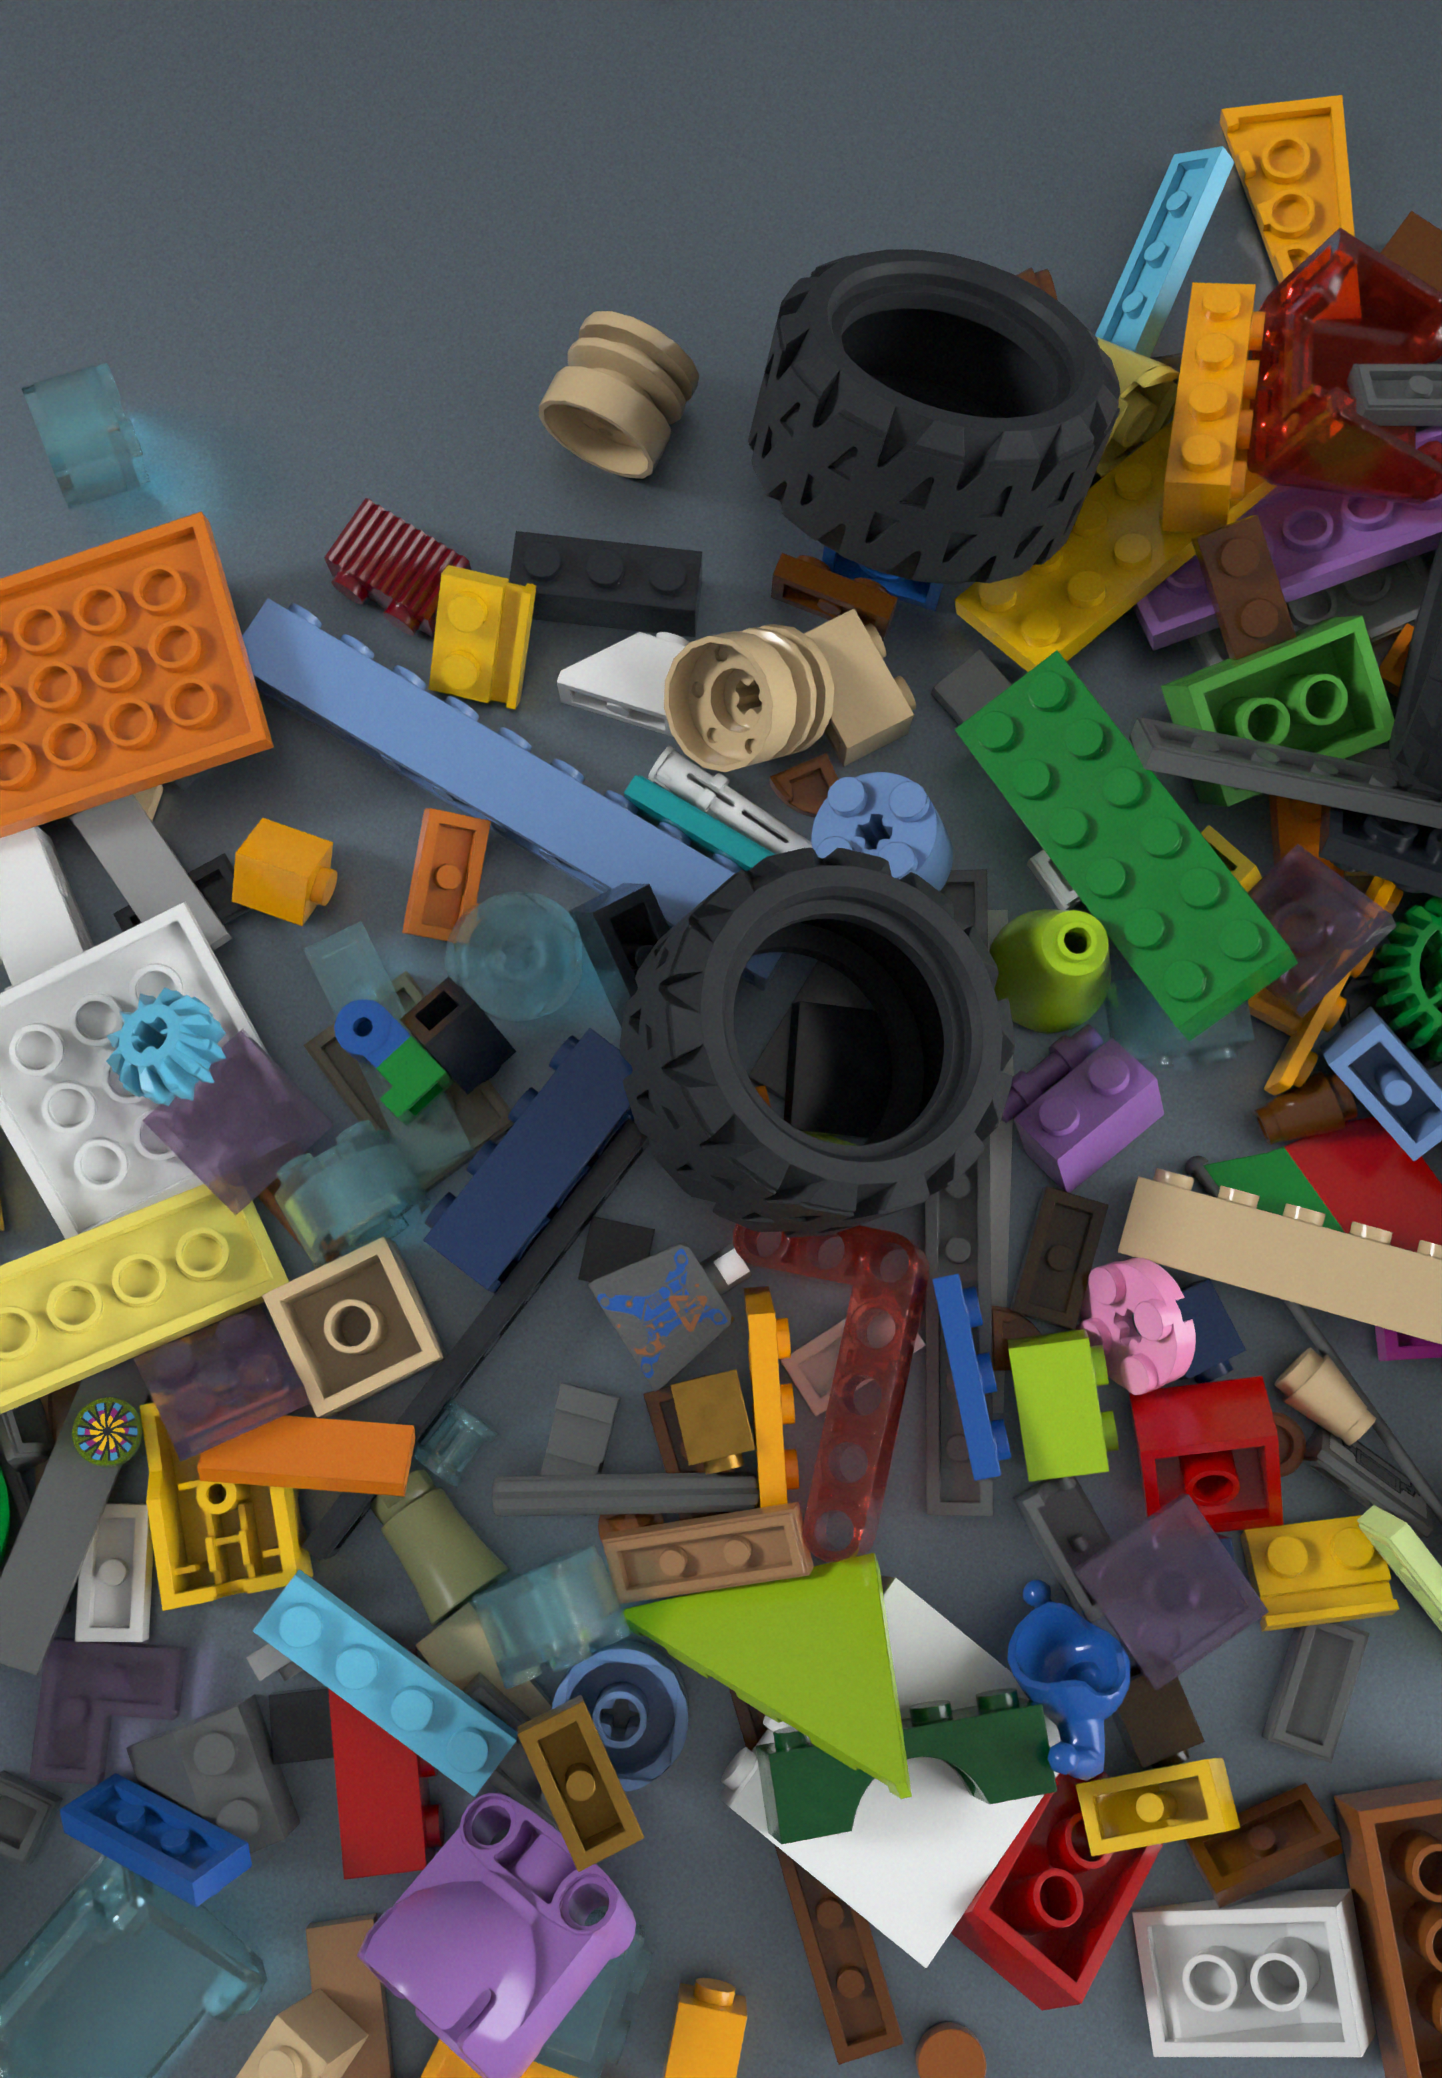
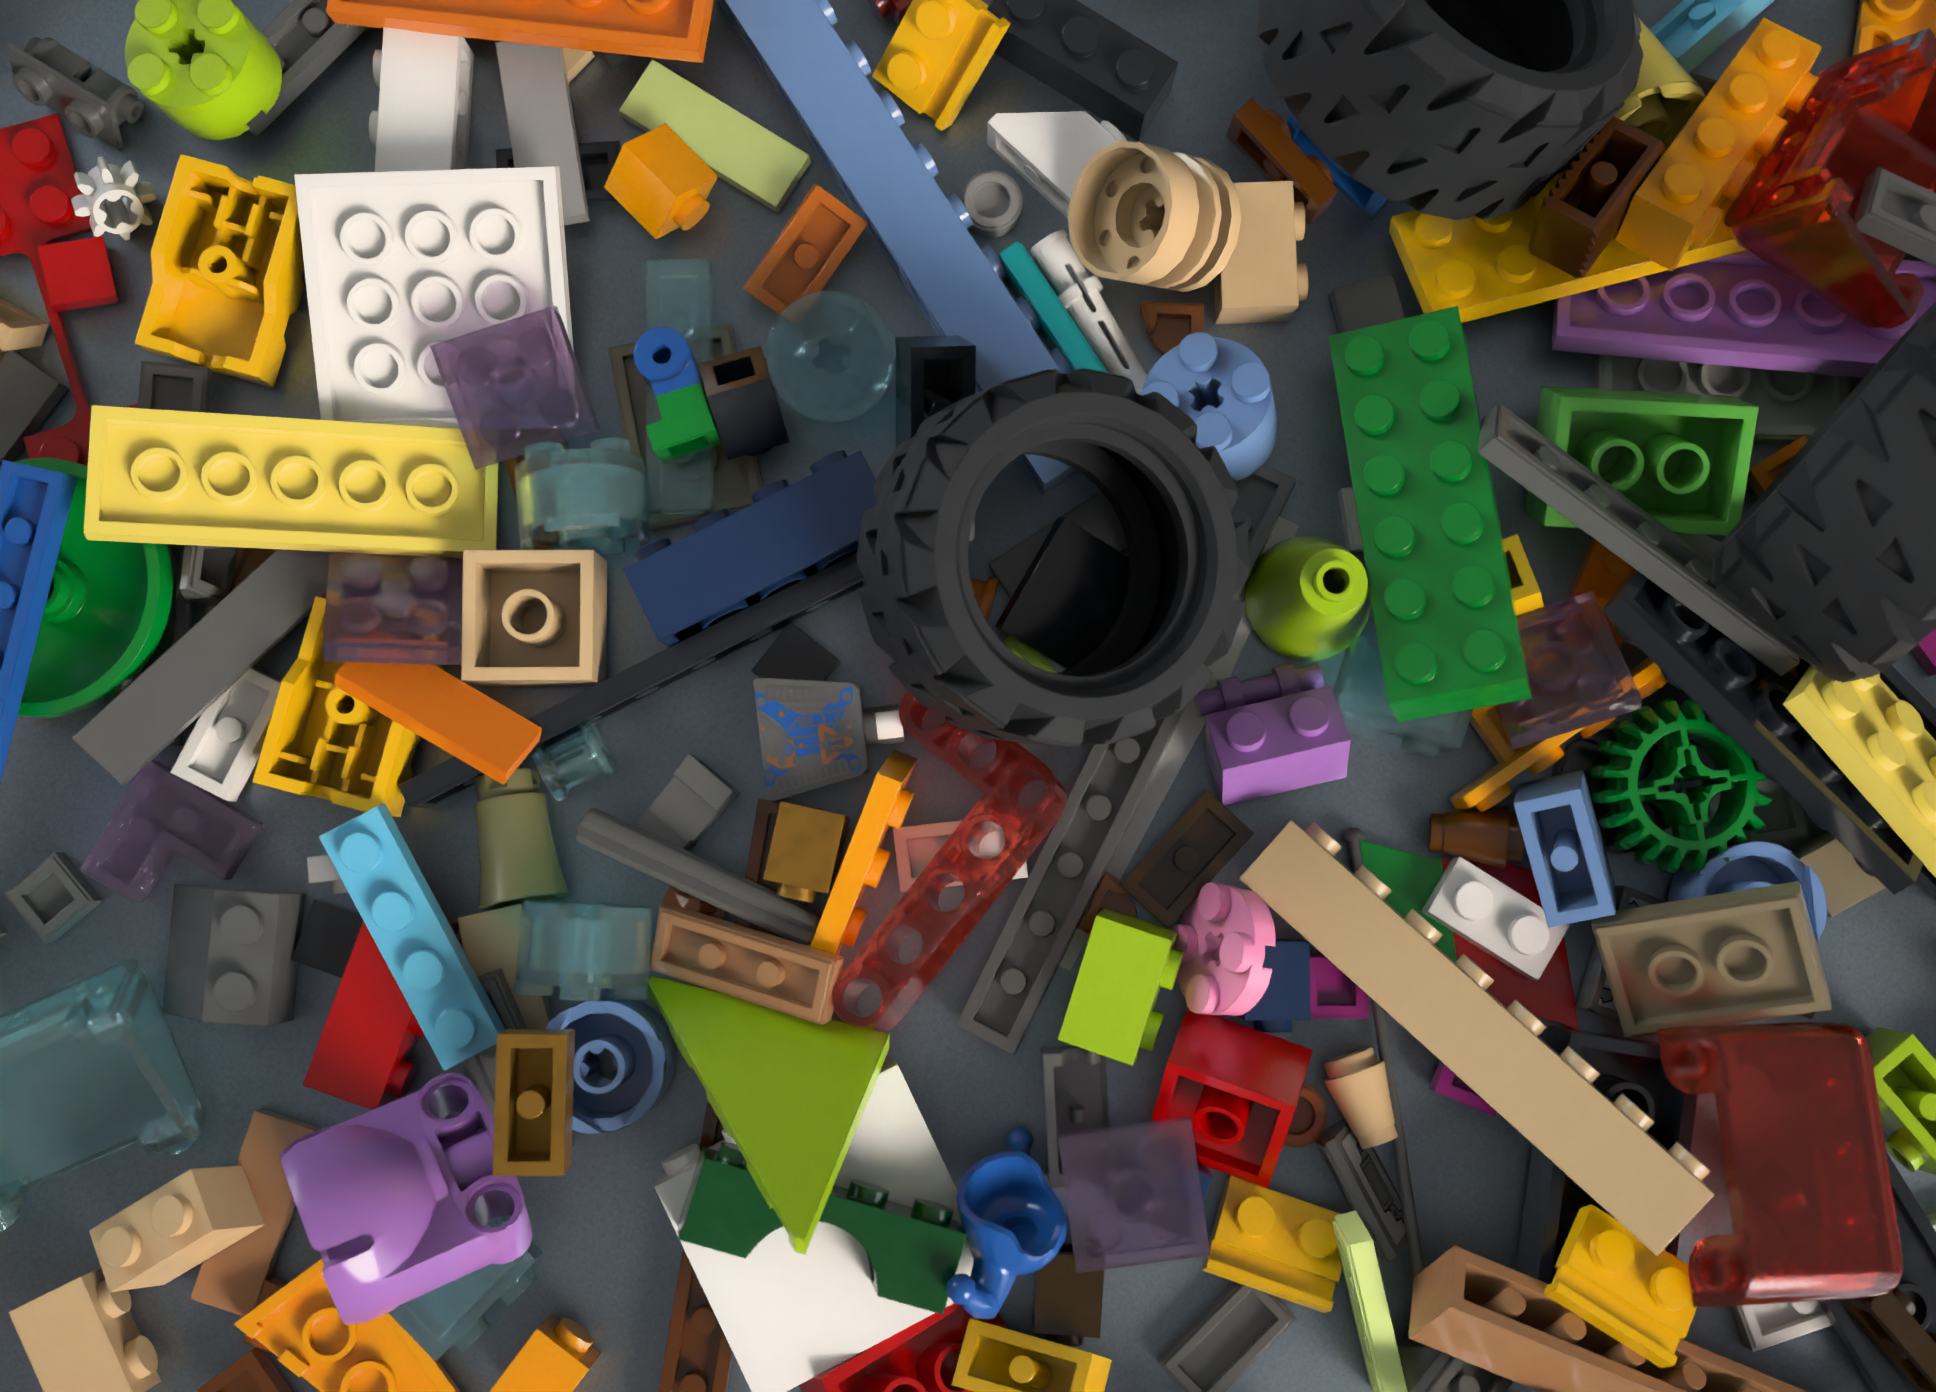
camera: 30 degrees right, 5 degrees up
(107, 1432) = (277, 605): tile -> none
(156, 1839) = (159, 972): blue plate -> none
(166, 1047) = (478, 289): medium azure gear -> none
(325, 807) = (720, 135): none -> yellowish green tile
(593, 751) = (992, 203): none -> light grey tile
(972, 1376) = (1051, 923): blue plate -> none
(1128, 501) = (1593, 197): none -> reddish brown brick
(1243, 587) = (1662, 329): reddish brown plate -> none
(1253, 1313) = (1333, 992): none -> magenta tile
(1358, 1177) = (1494, 918): none -> white plate

